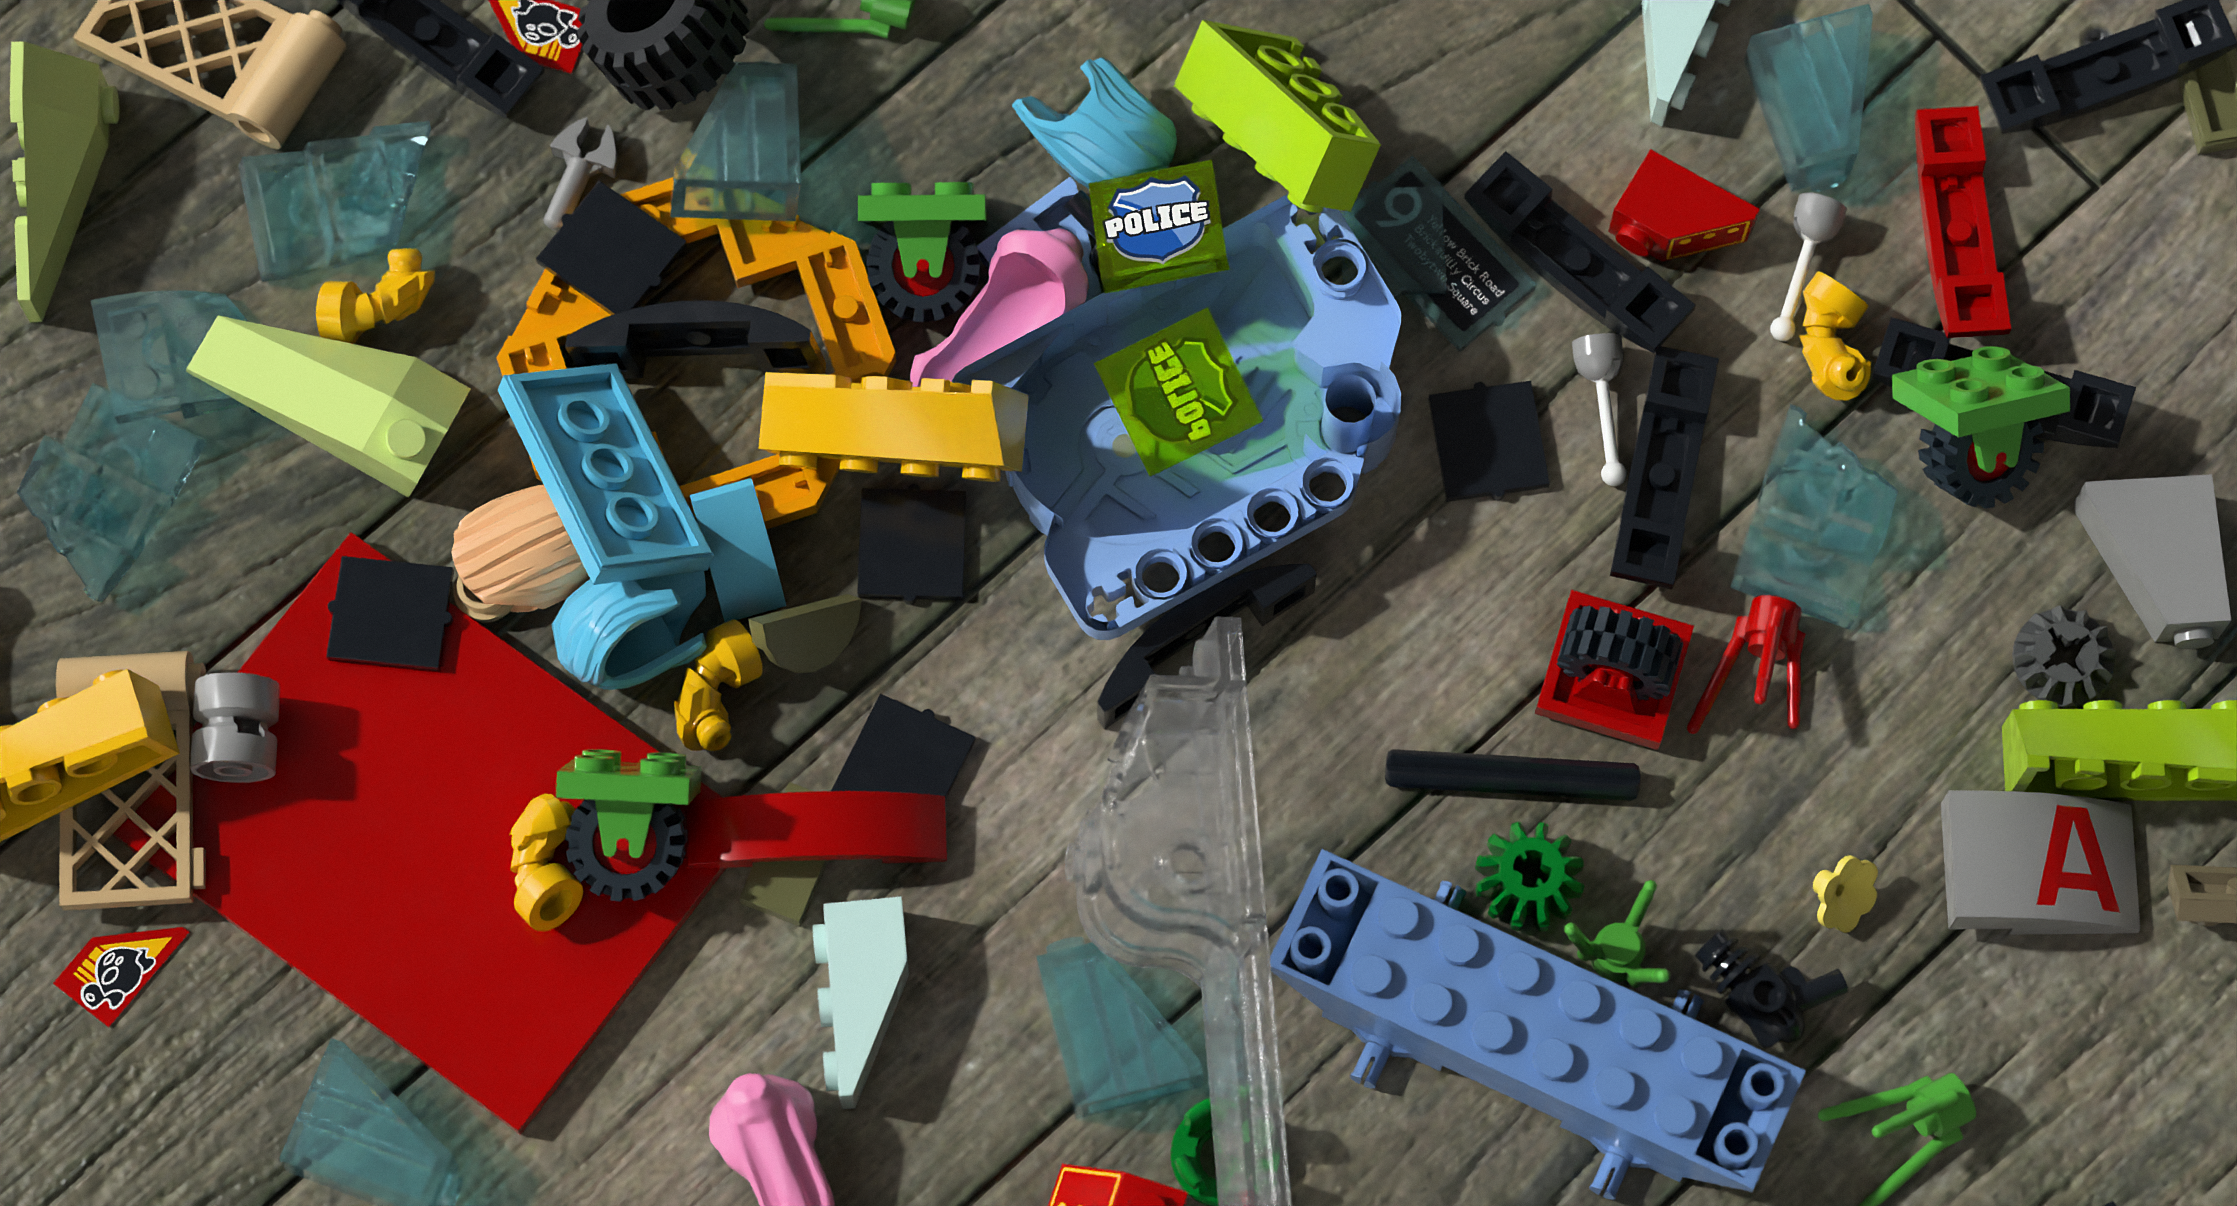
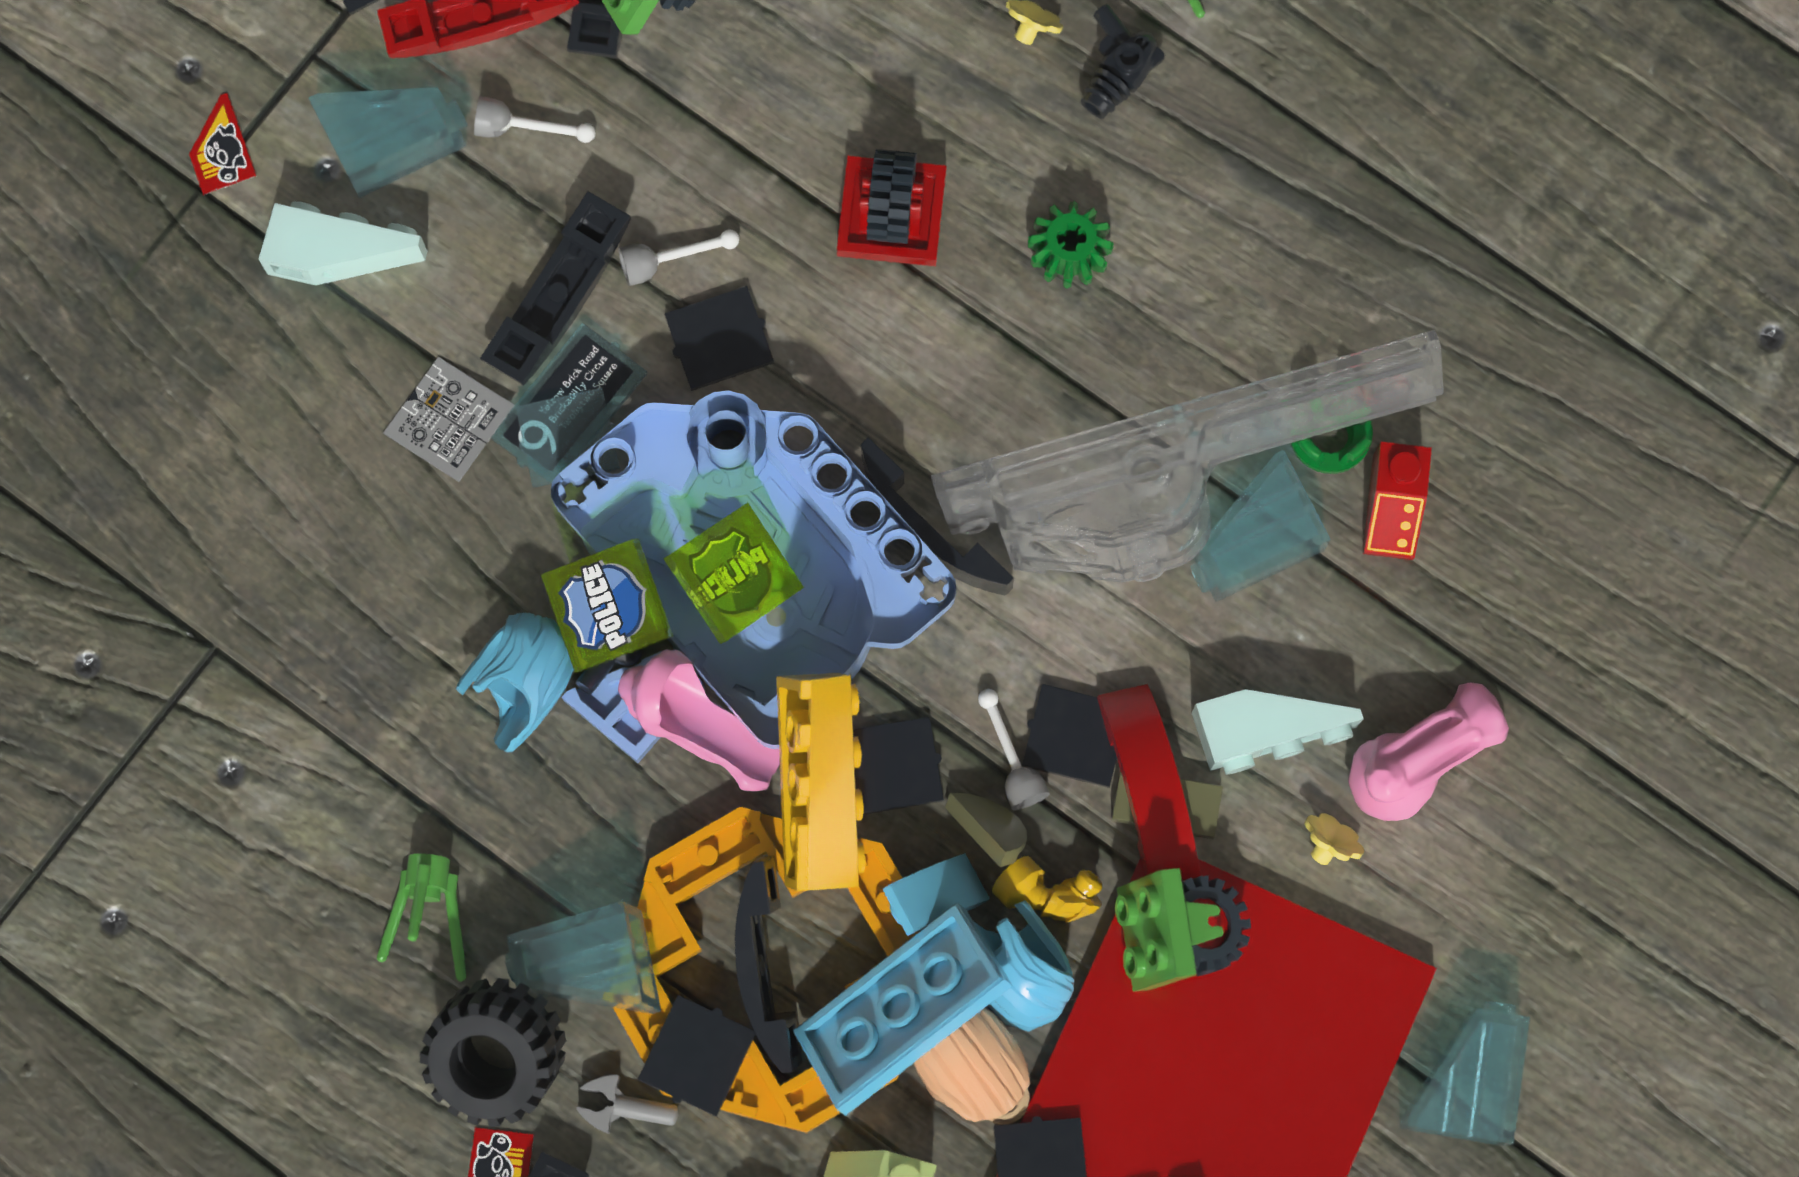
camera: 100 degrees left, 5 degrees up
(545, 891) = (1203, 1001): yellow arm -> none
(705, 1039) = (1332, 839): none -> light yellow plant
(853, 685) = (1023, 785): none -> hinge
(923, 257) = (642, 800): plate -> none
(1279, 113) = (490, 527): lime wedge -> none
(1443, 114) = (448, 419): none -> light grey sticker
(1512, 774) = (989, 274): black axle -> none
(1534, 1027) = (1196, 211): medium blue piece -> none
(1620, 946) = (1114, 169): bright green plant -> none
(1663, 467) = (724, 202): black slope -> none
(1678, 212) = (505, 224): red slope -> none
(1771, 634) = (838, 100): red plant -> none
(1814, 525) = (743, 84): clear light blue slope -> none
(1835, 368) = (612, 86): yellow arm -> none

